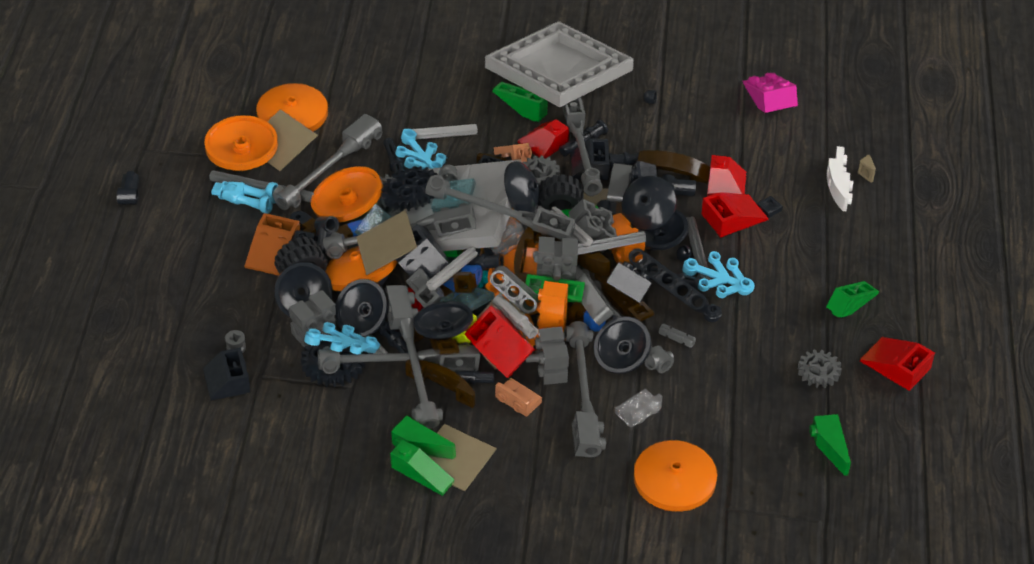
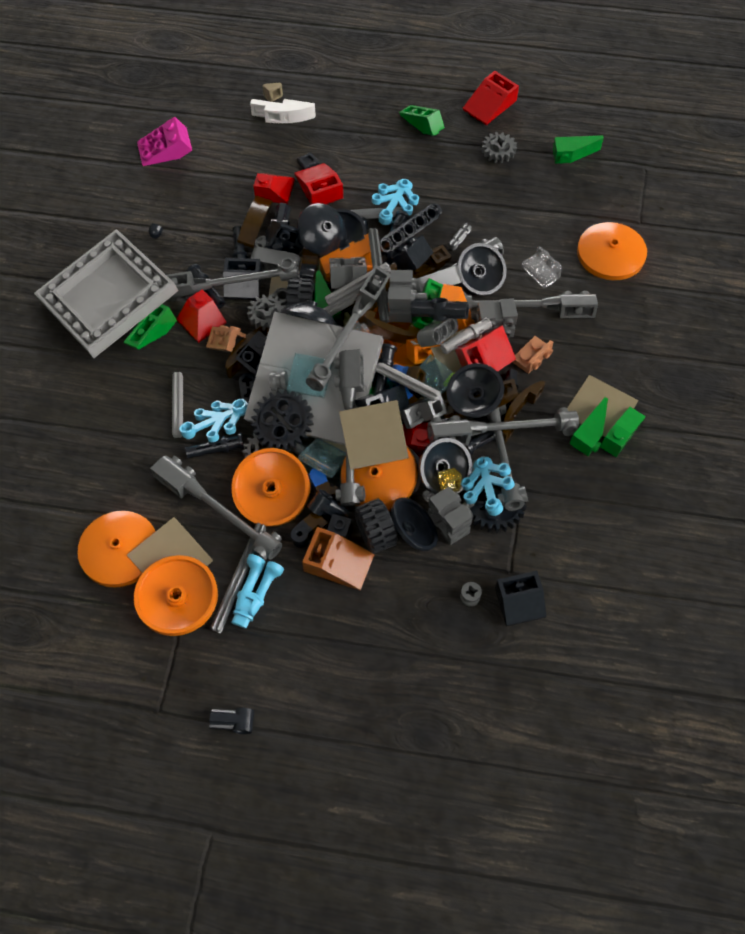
camera: 85 degrees left, 15 degrees up
(347, 312) = (450, 478): none -> clear yellow slope
(533, 281) = (440, 309): none -> black piece

